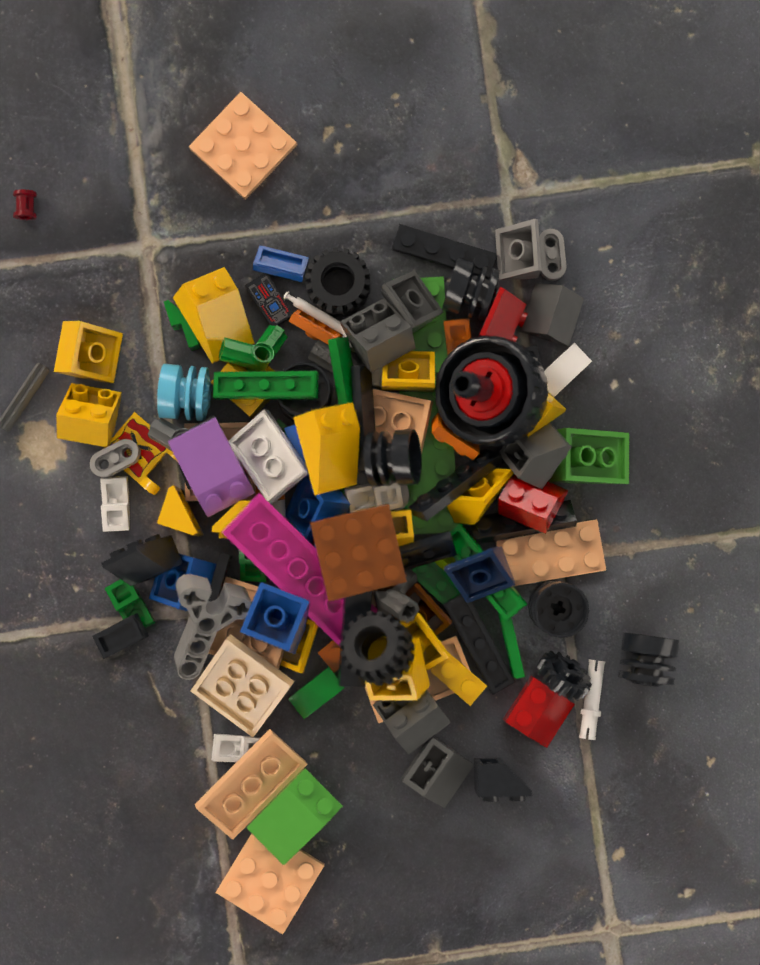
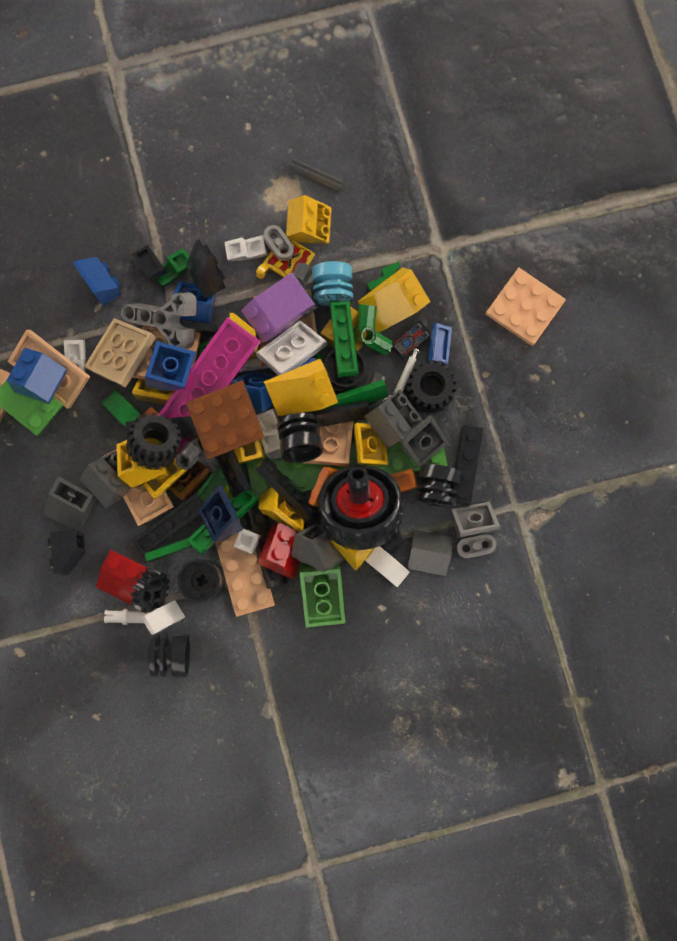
camera: 80 degrees right, 5 degrees down
(24, 204) = (463, 154): dark red bush -> none
(88, 351) = (355, 215): yellow slope -> none
(135, 706) = (98, 279): none -> blue slope
(178, 514) = (241, 291): yellow slope -> none
(264, 798) = (36, 376): none -> blue slope
(313, 327) = (394, 373): orange plate -> none
(459, 679) = (140, 511): yellow plate -> none
(504, 316) = (419, 512): red slope -> none
(514, 544) = (247, 541): none -> white tile
(599, 662) = (163, 617): none -> white slope

